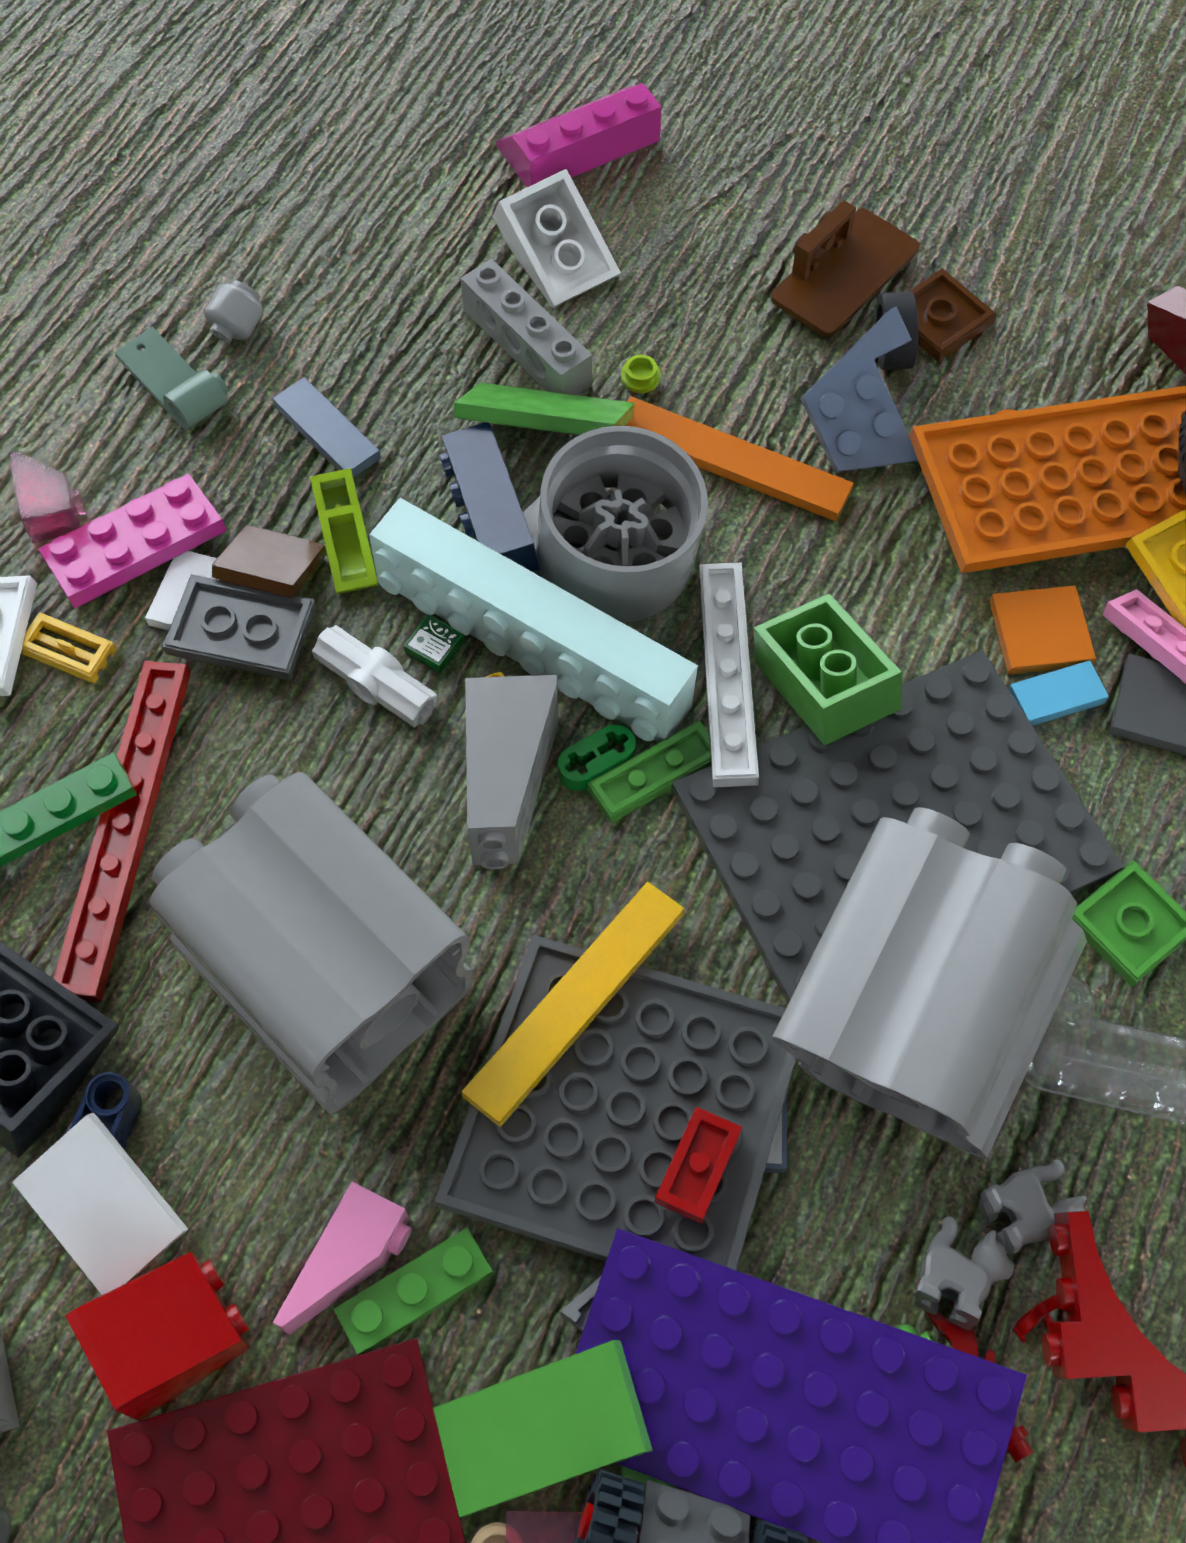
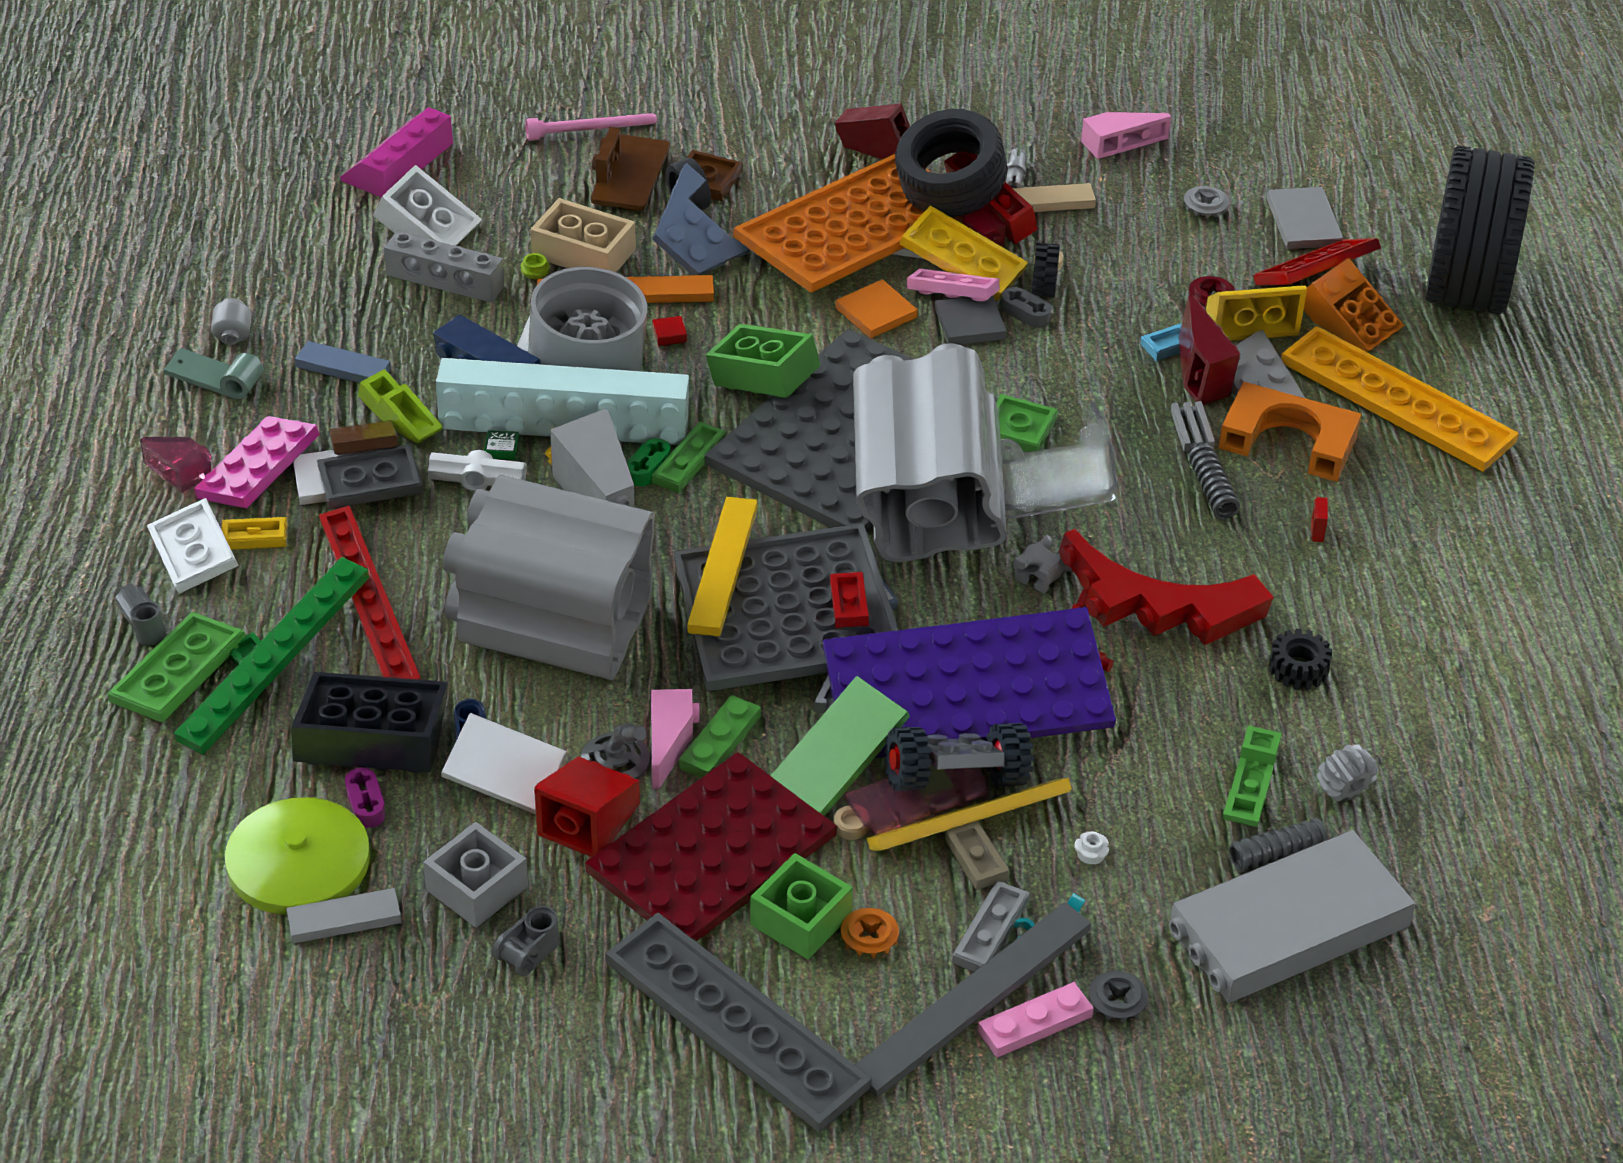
camera: 30 degrees left, 20 degrees down
(258, 1258) = (615, 751): none -> dark grey dish
(541, 409) = (484, 300): bright green tile -> none
(717, 361) = (583, 237): none -> tan brick
(728, 676) = (704, 391): white tile -> none
(749, 547) = (669, 330): none -> red tile
(768, 160) = (537, 128): none -> bright pink piece
(959, 1278) = (1025, 601): light grey animal -> none
(1059, 693) = (908, 333): medium azure tile -> none

